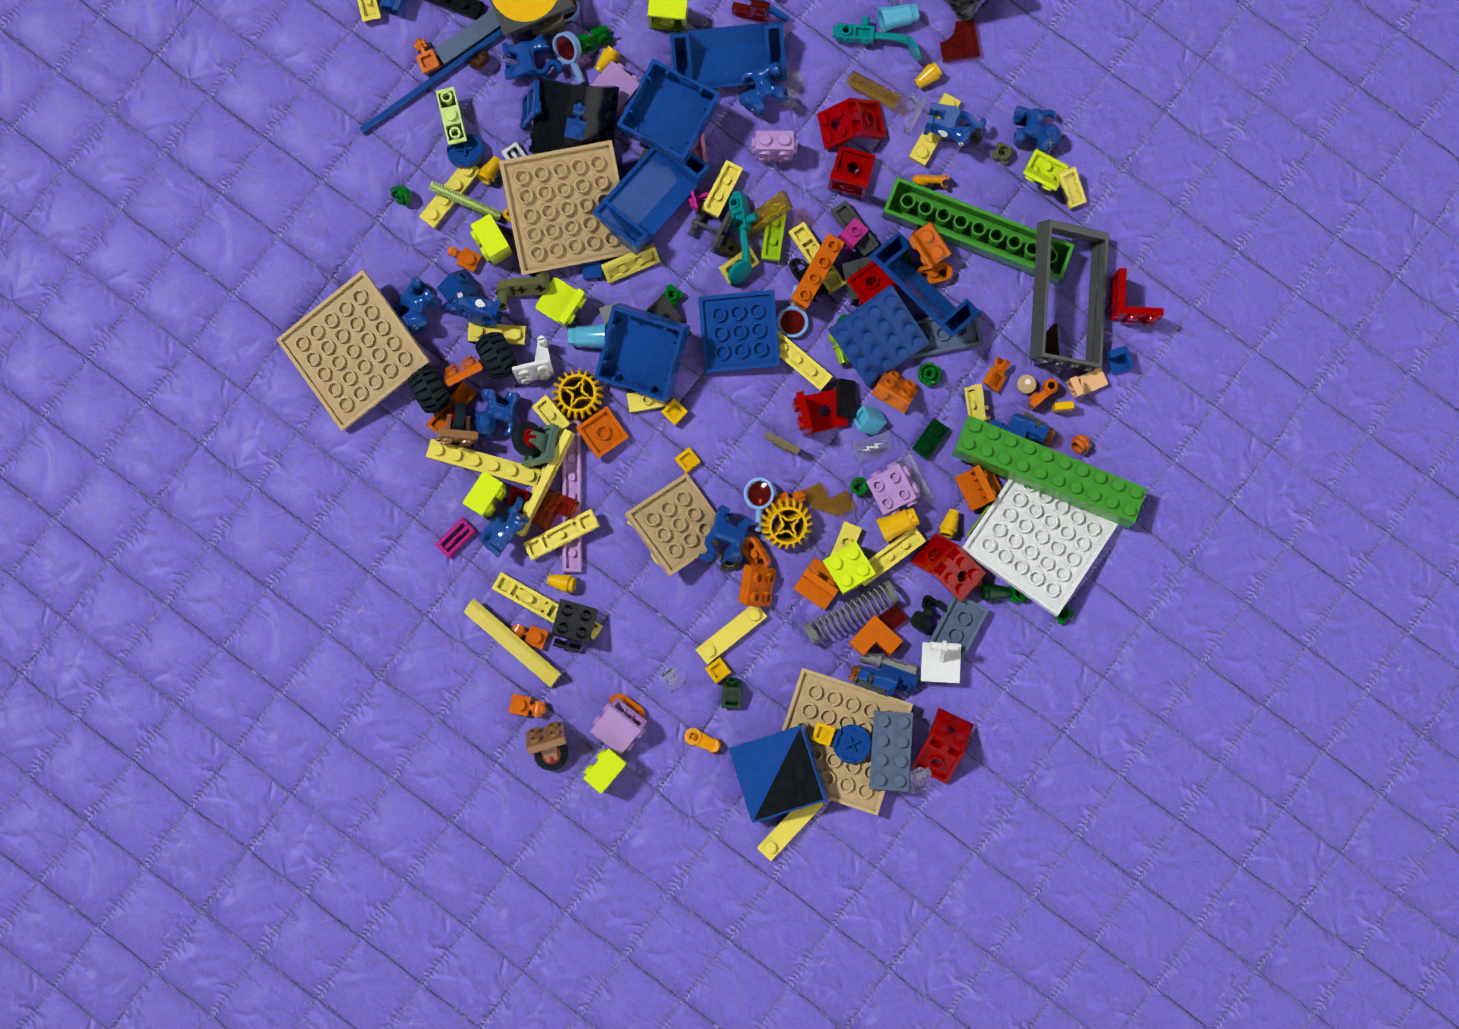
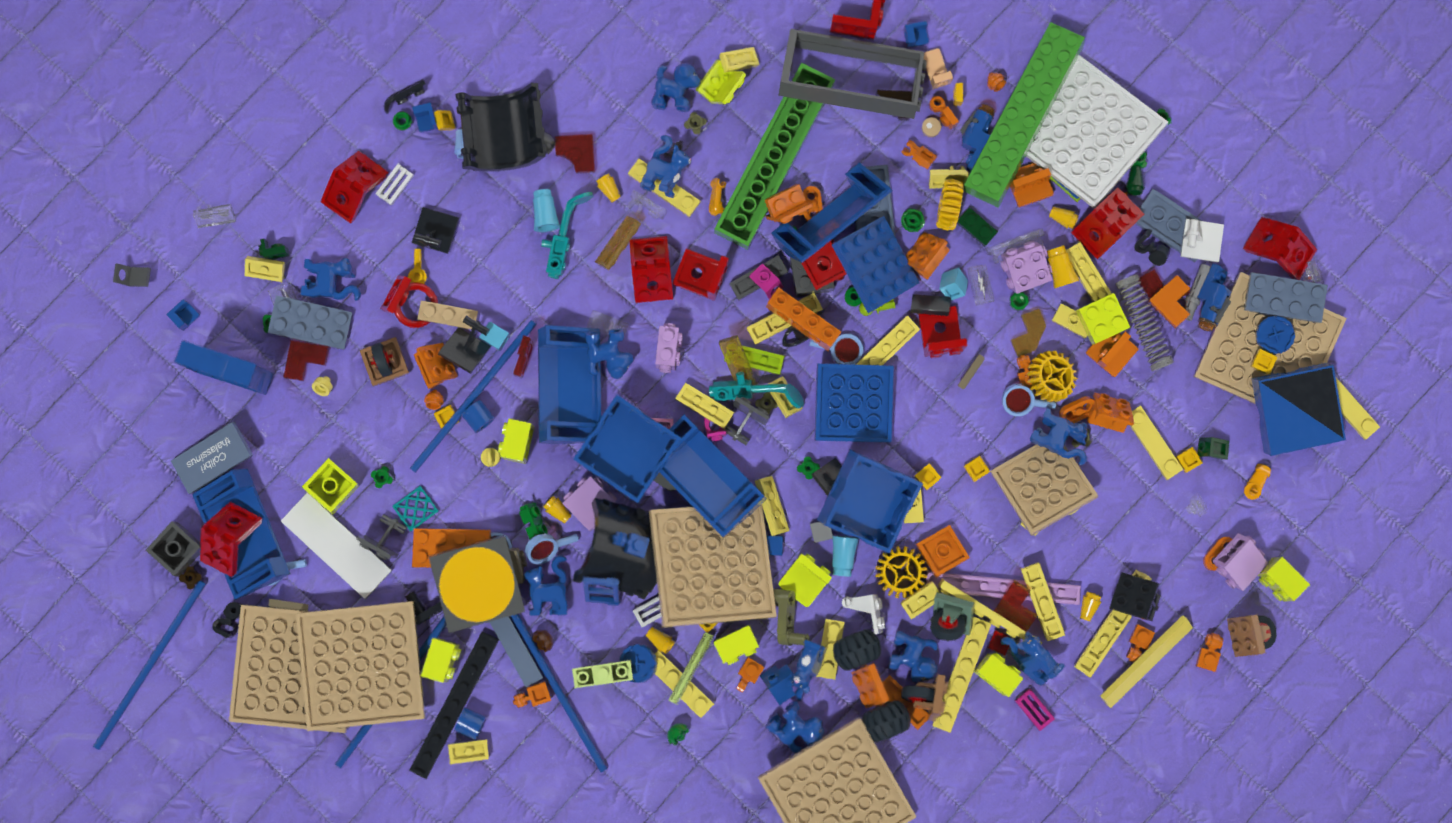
camera: 85 degrees left, 0 degrees up
(947, 405) = (949, 204): none -> yellow gear

